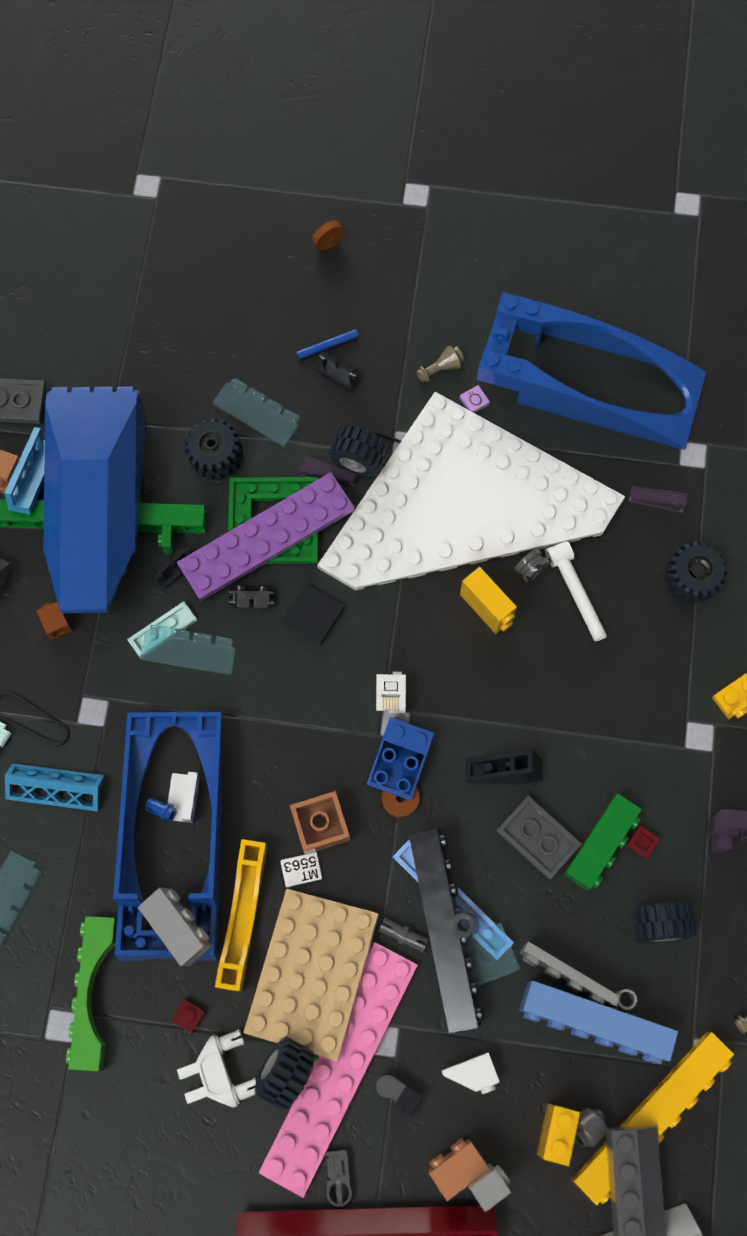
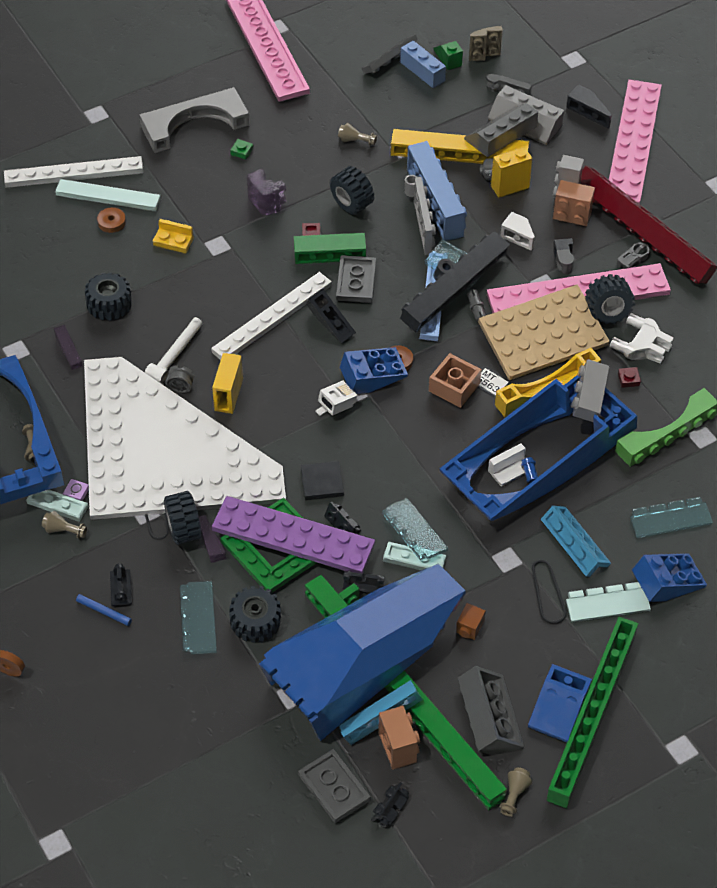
camera: 130 degrees left, 20 degrees down
(461, 382) = (60, 503): none -> light aqua tile
(554, 719) = (271, 316): none -> white plate

